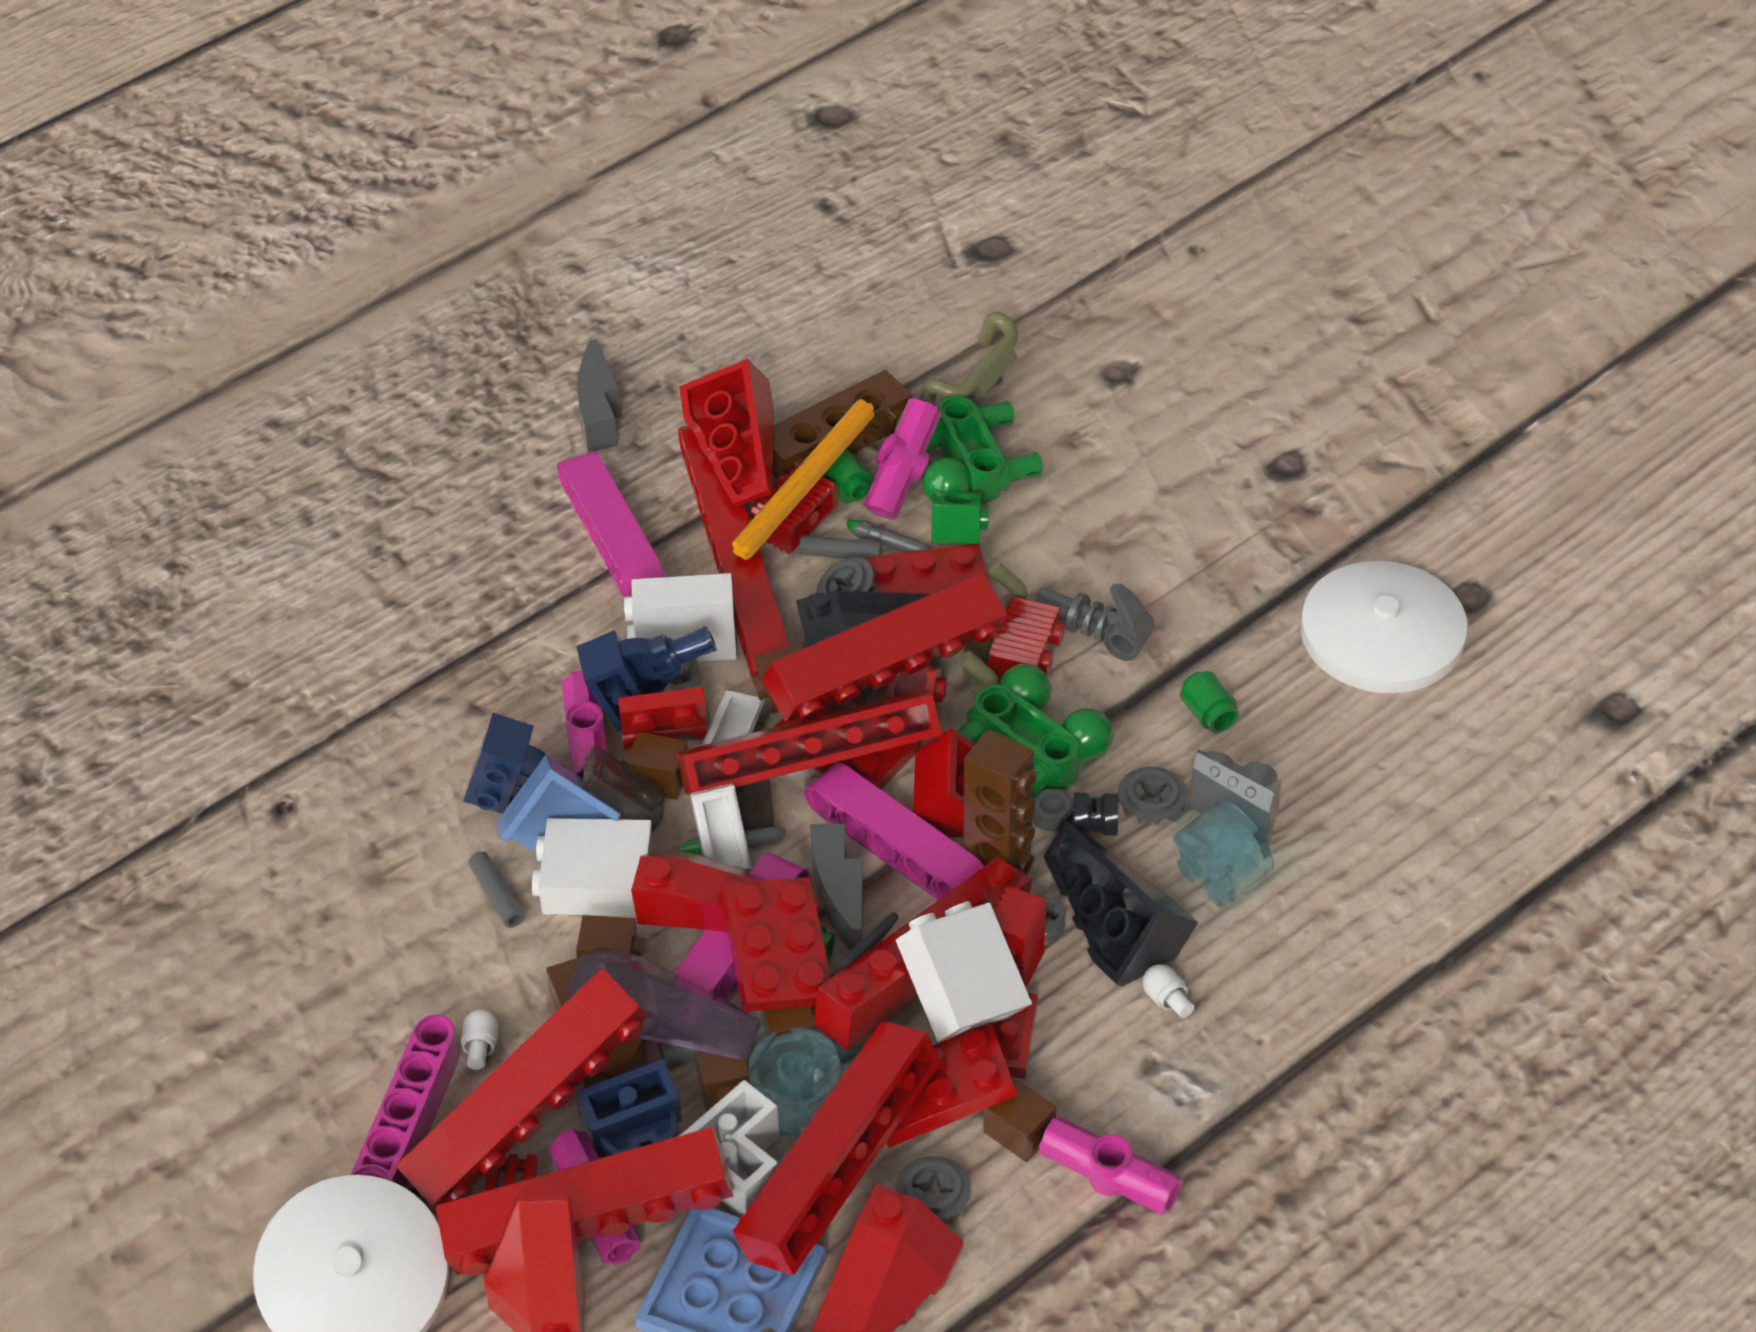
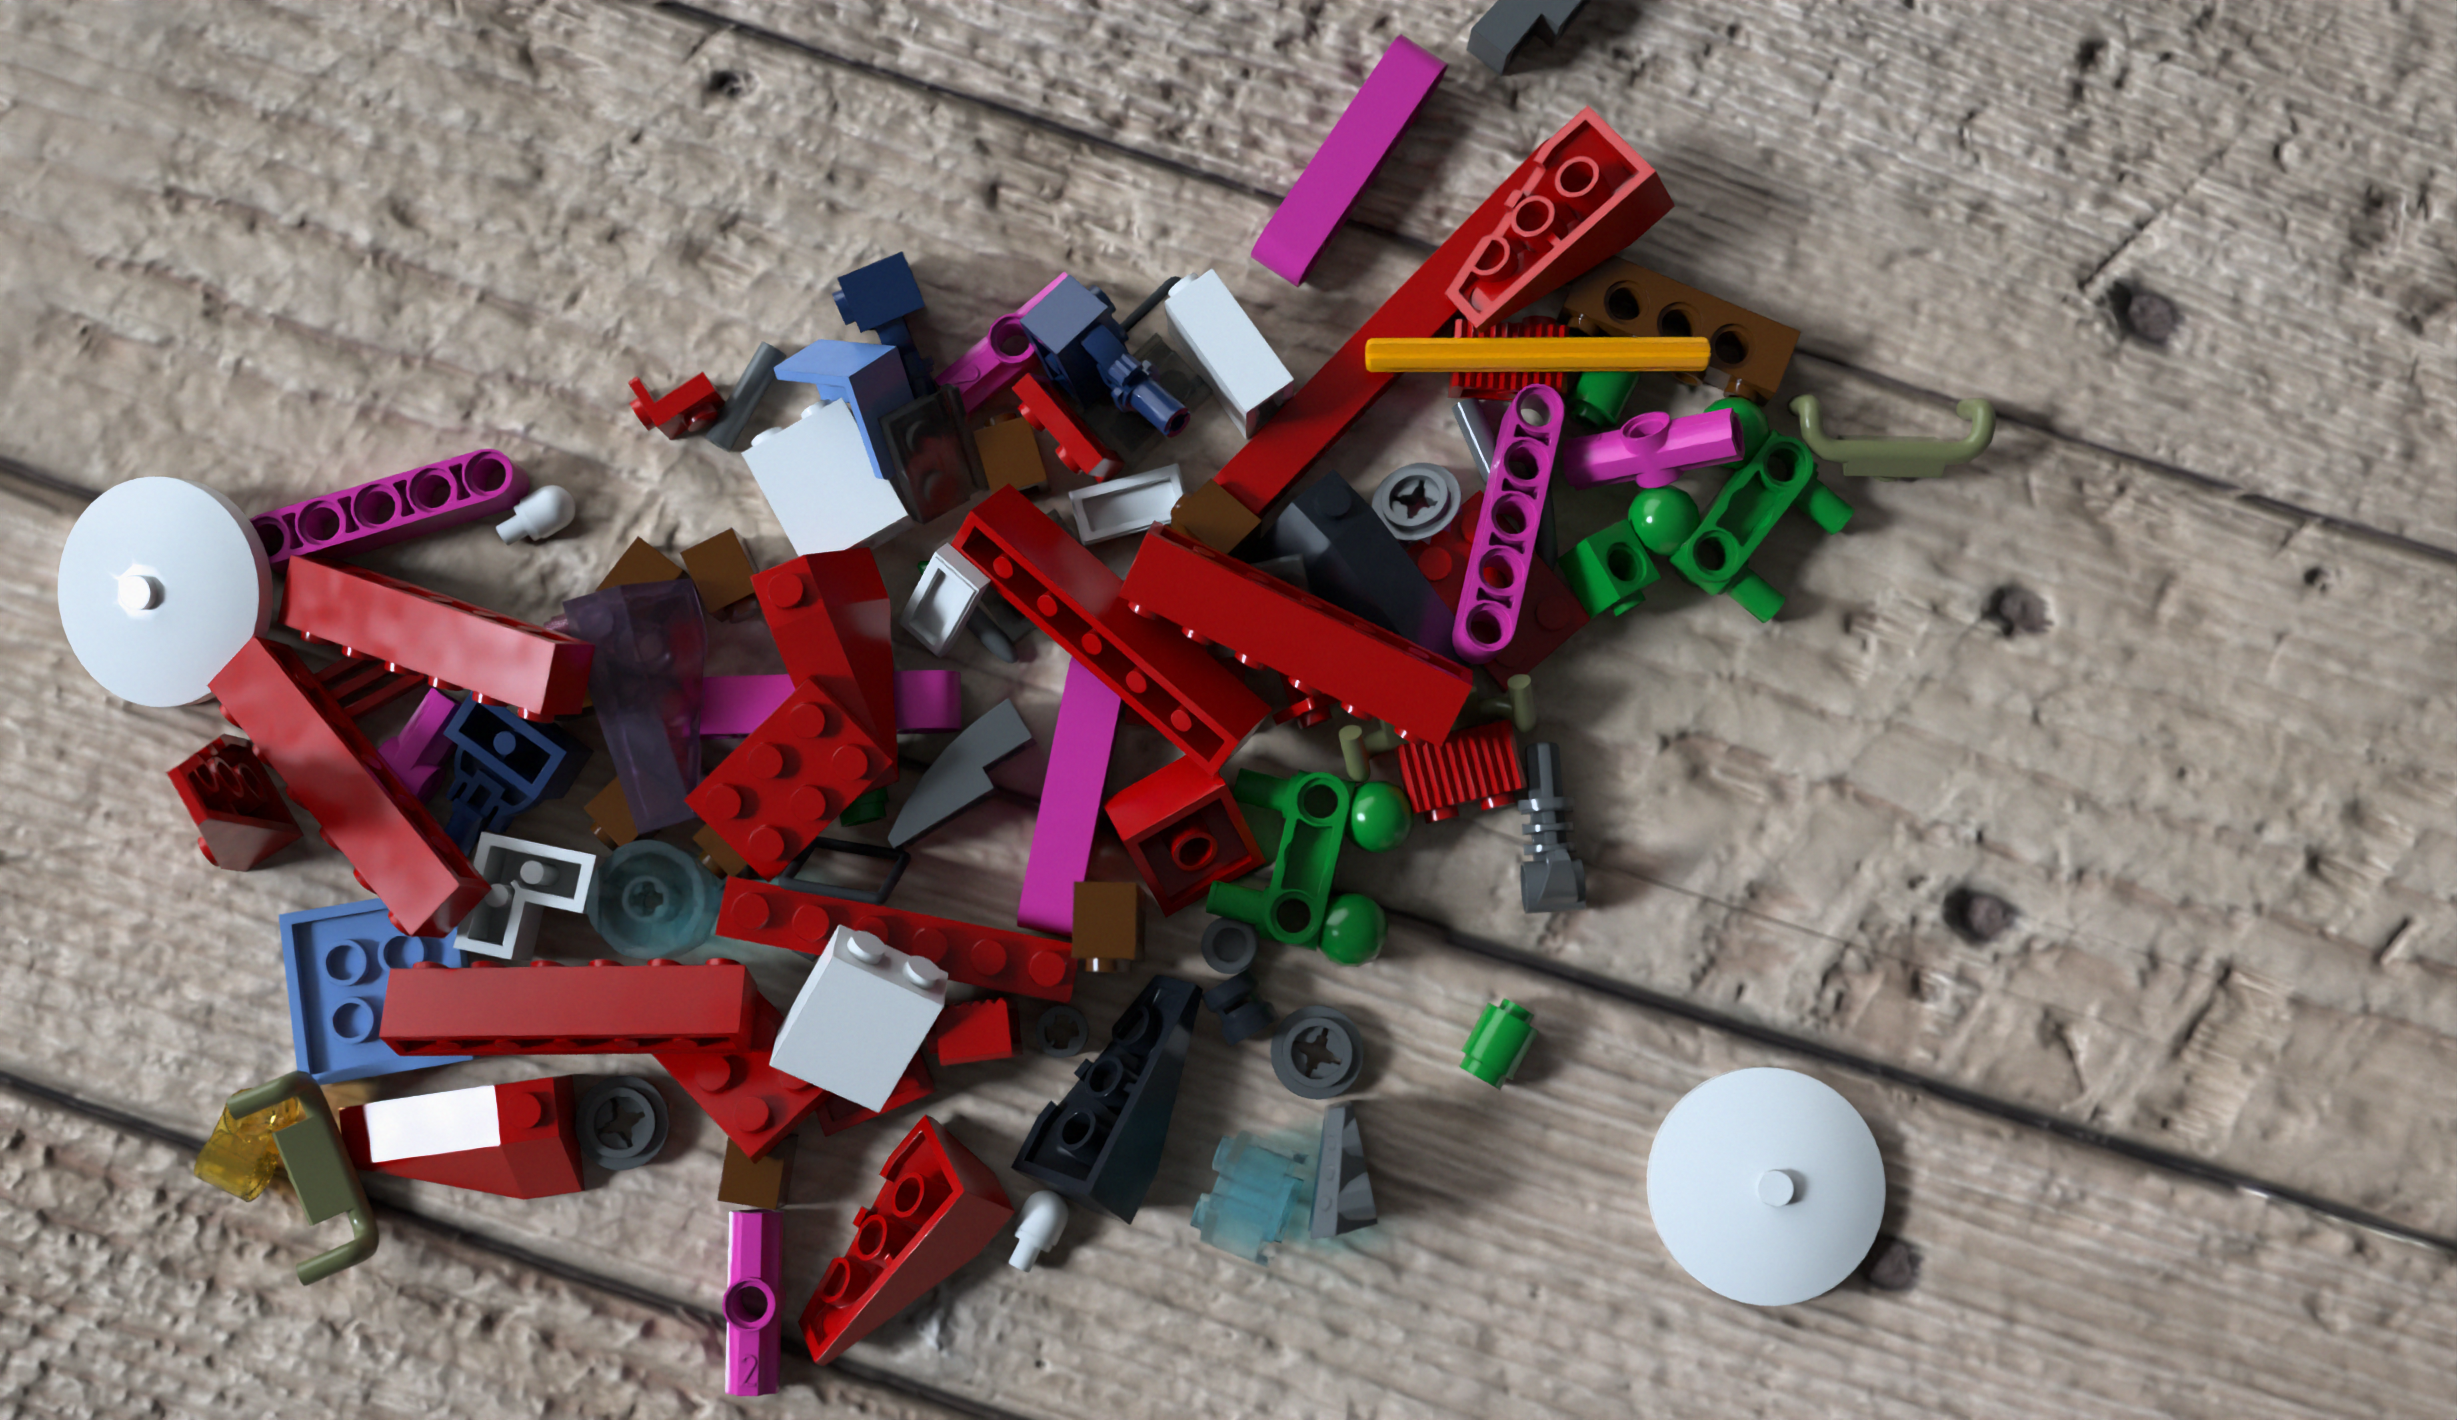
camera: 60 degrees right, 35 degrees up
(472, 931) = (686, 407): none -> red bracket
(892, 536) = (1519, 499): none -> dark pink beam
(1122, 1052) = (921, 1228): none -> red wedge

